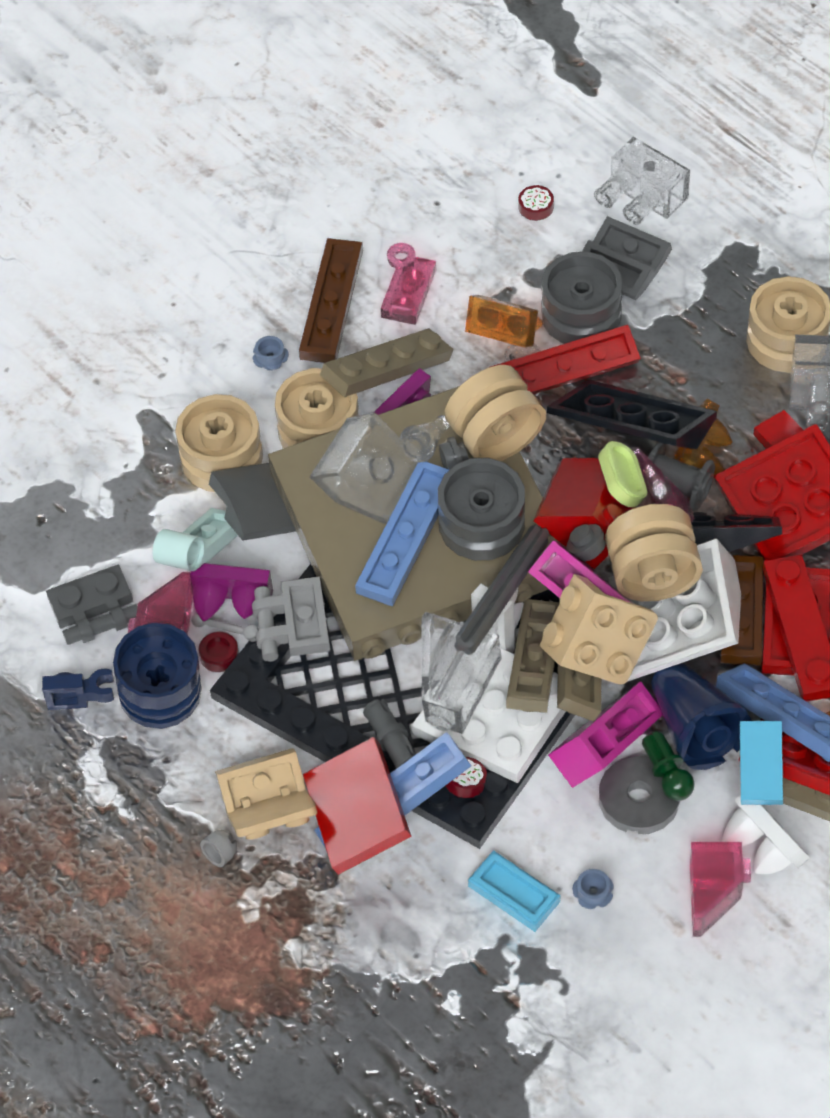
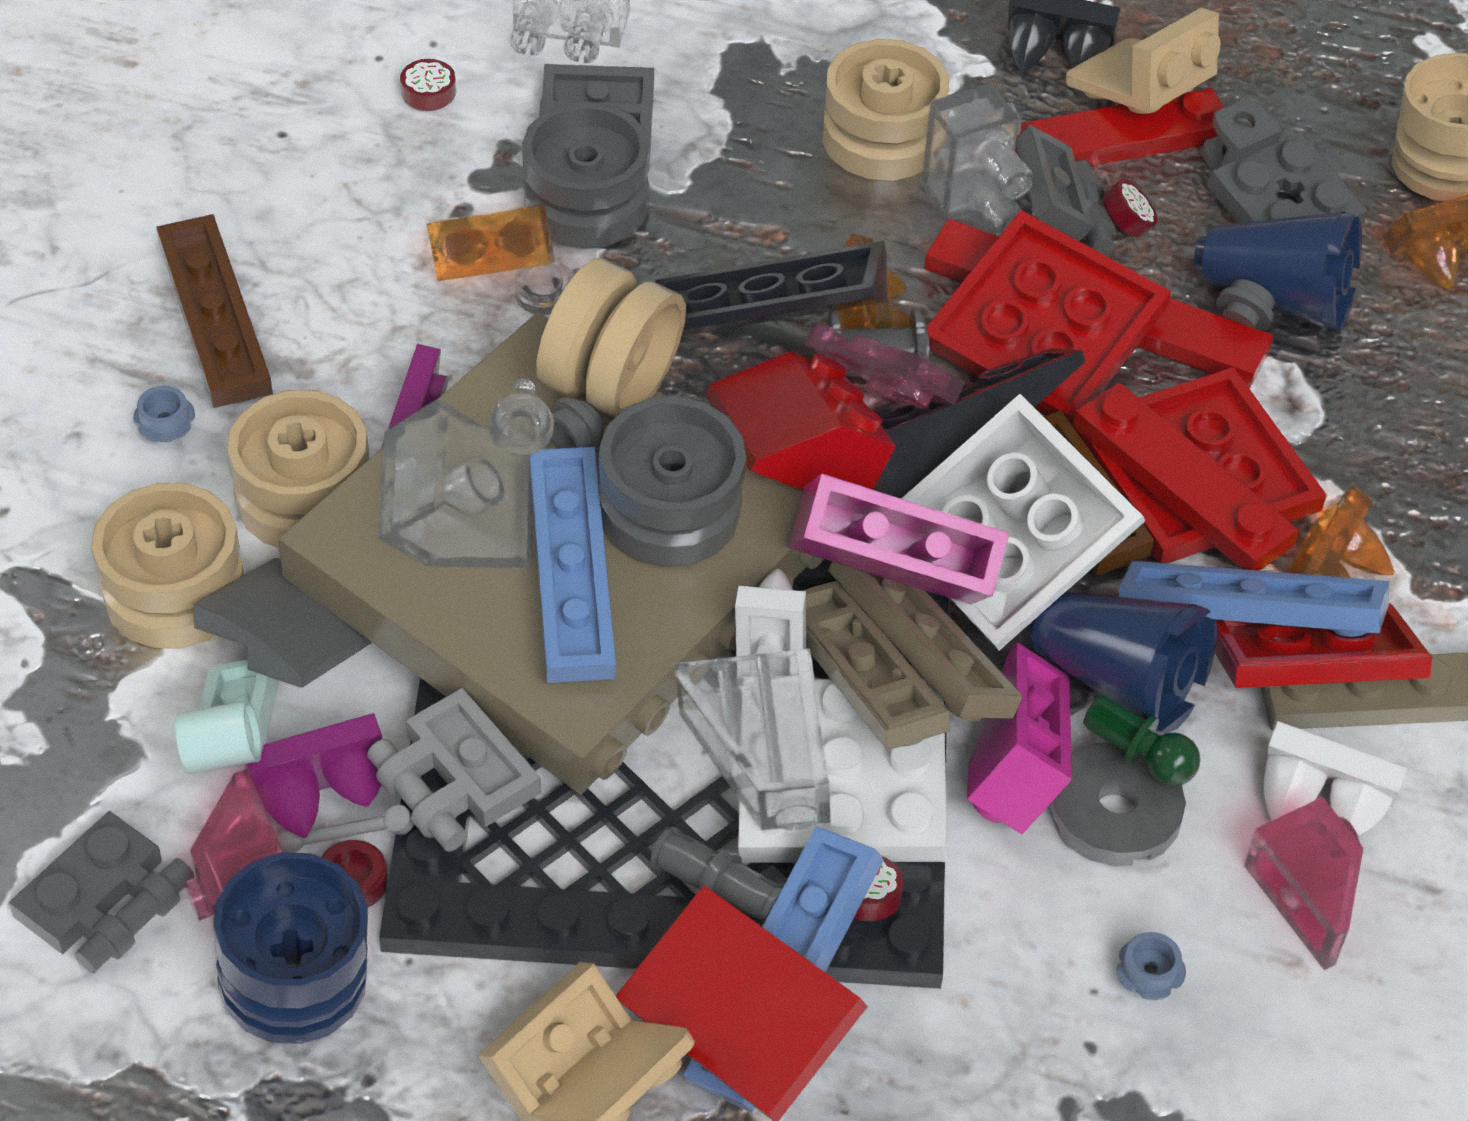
camera: 35 degrees left, 5 degrees down
(72, 691) = (154, 1037): dark blue plate -> none
(386, 362) = (362, 354): dark tan plate -> none
(408, 285) = (316, 247): clear pink hinge -> none
(501, 590) = (784, 581): dark grey axle -> none
(514, 891) = (1037, 1025): medium azure tile -> none
(577, 360) = (640, 244): red plate -> none
(586, 542) = (854, 461): dark grey plate -> none
(597, 632) = (948, 581): tan bracket -> none
(622, 474) = (830, 360): yellowish green tile -> none
(653, 552) = (958, 440): tan wheel -> none
(761, 763) = (1282, 672): medium azure tile -> none

